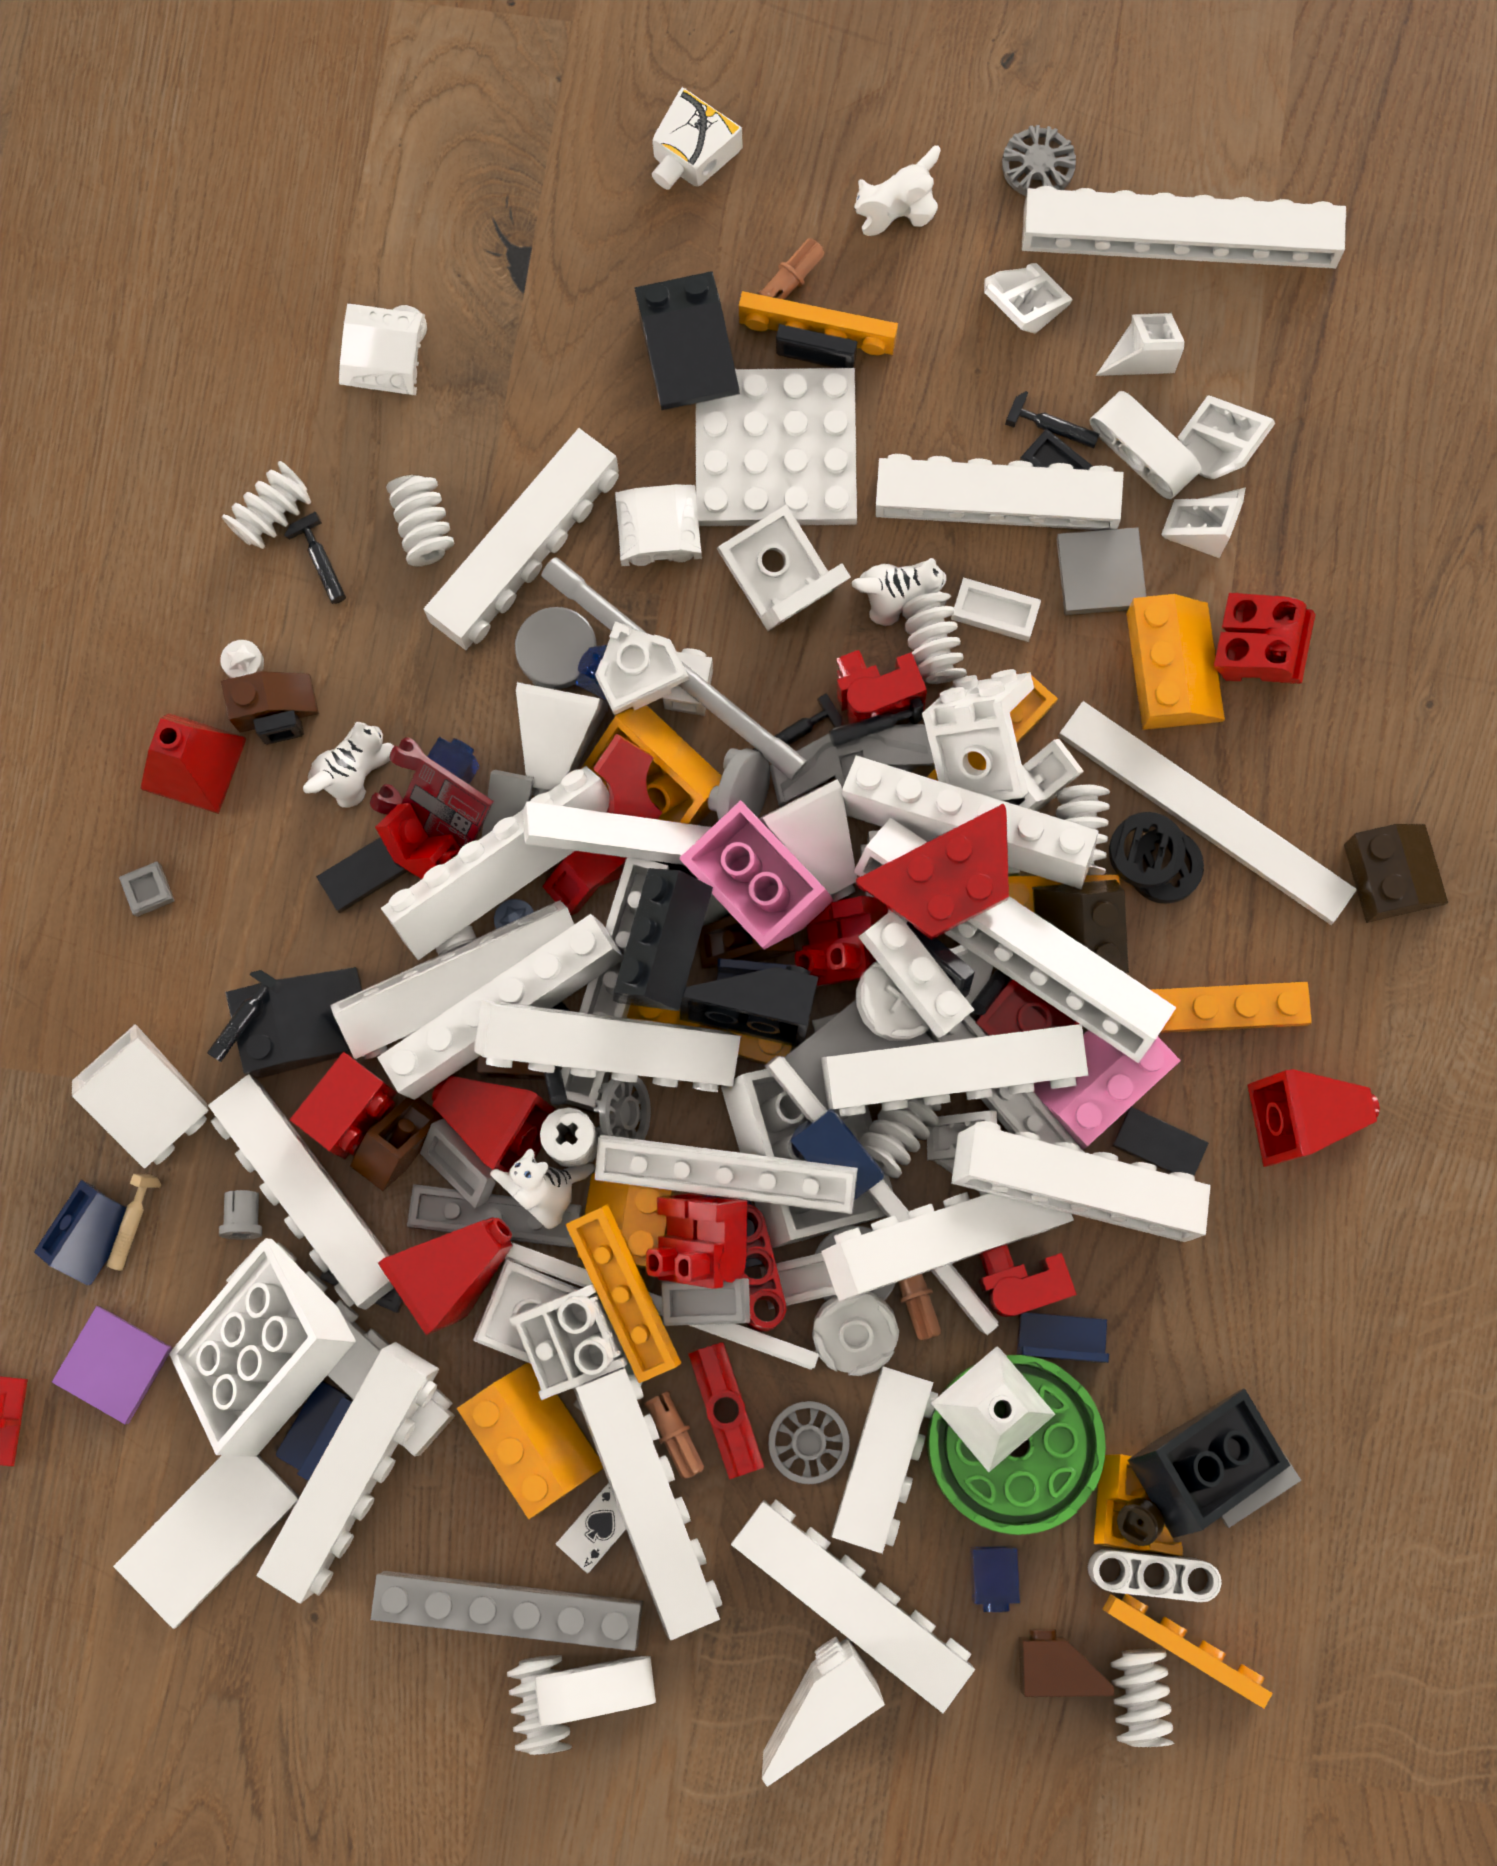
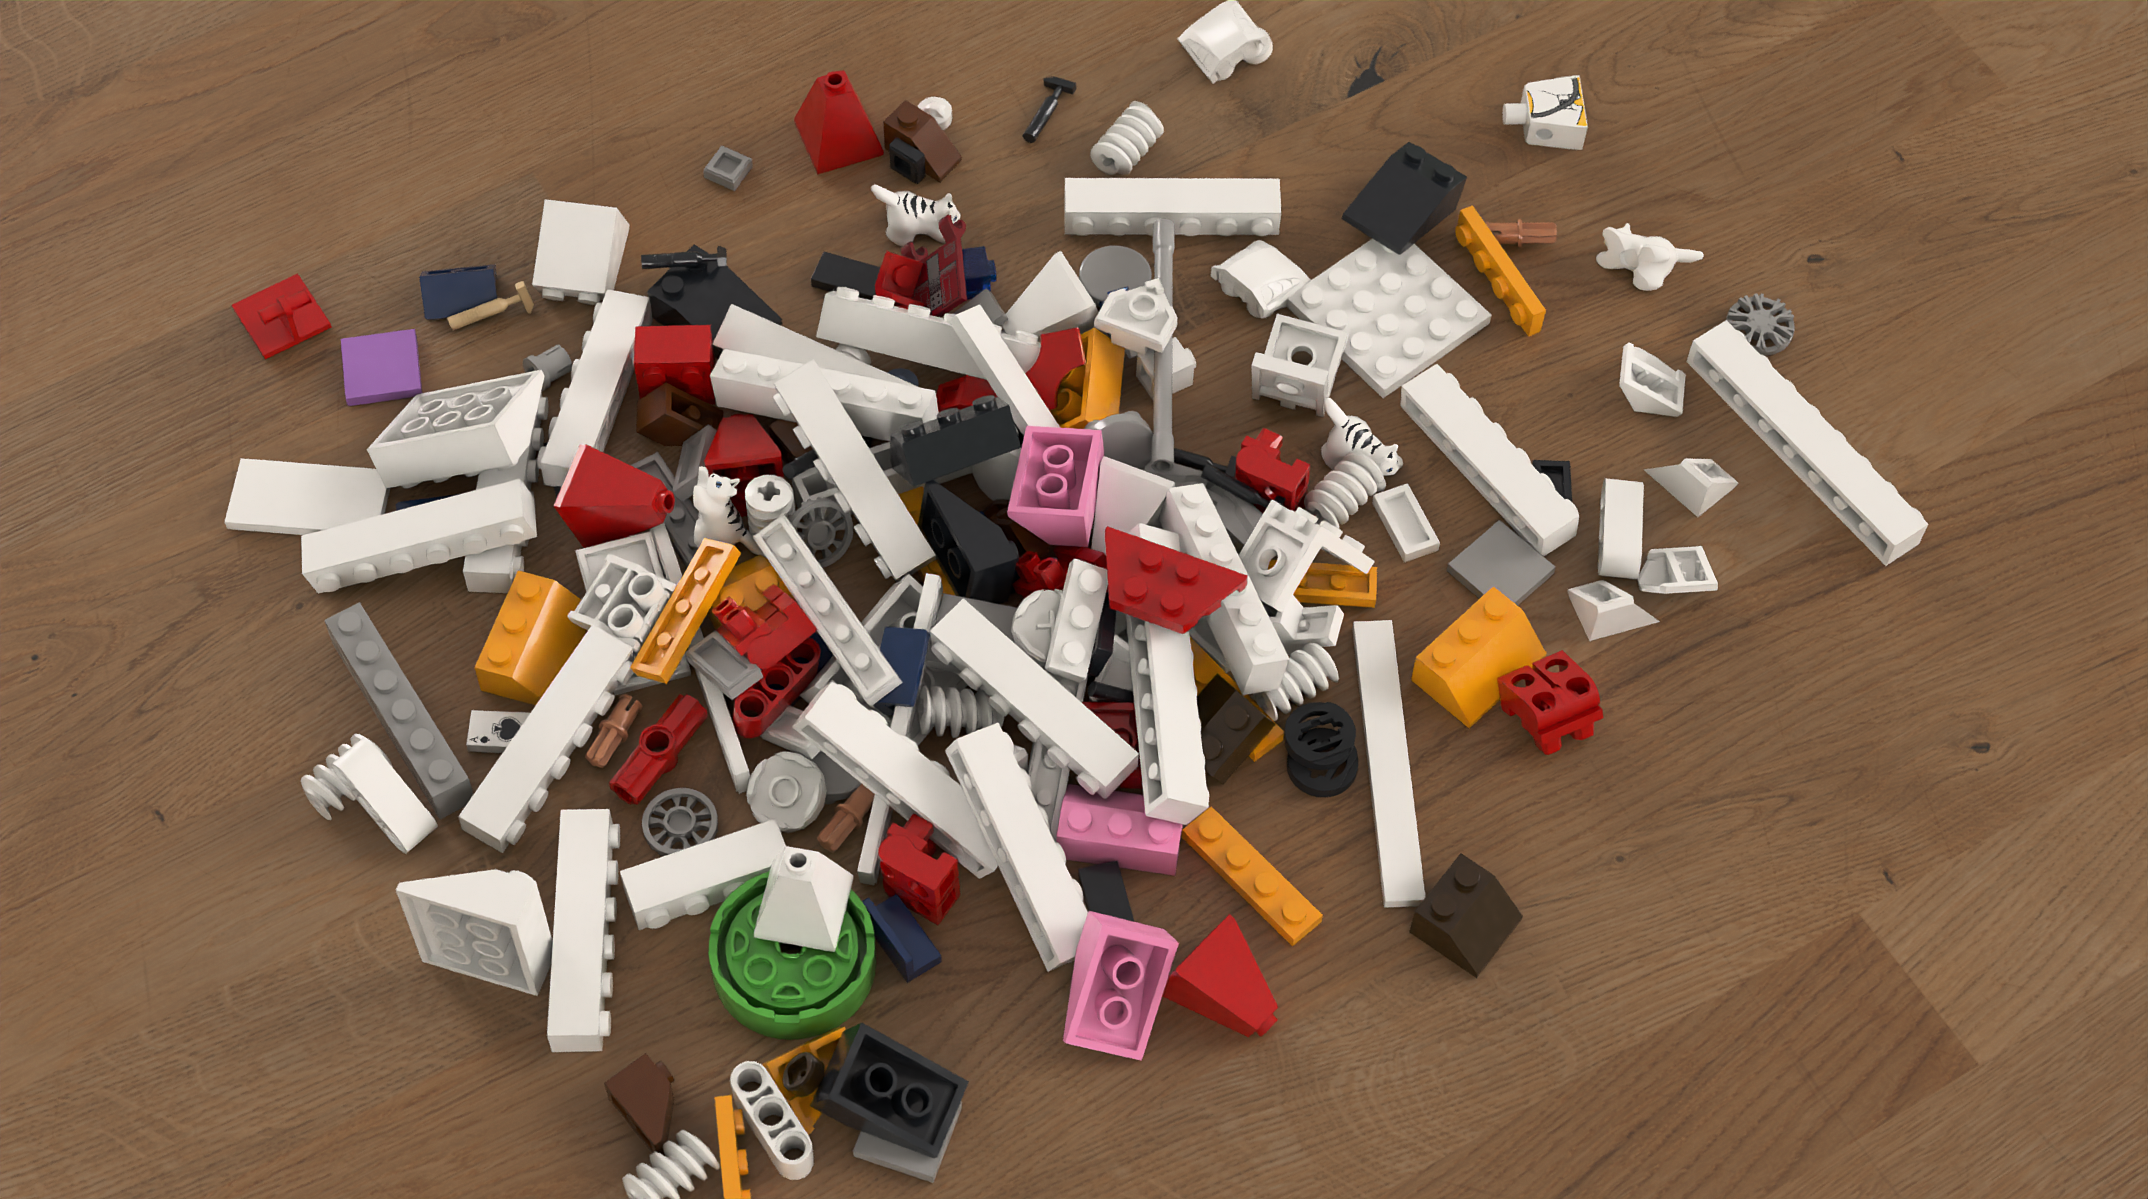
camera: 45 degrees right, 20 degrees down
(268, 507) = (1052, 53): white piece -> none
(815, 347) = (1481, 281): black tile -> none
(994, 1577) = (680, 1010): clear blue brick -> none
(1052, 423) = (1577, 462): black piece -> none
(1256, 1200) = (1117, 984): none -> bright pink slope

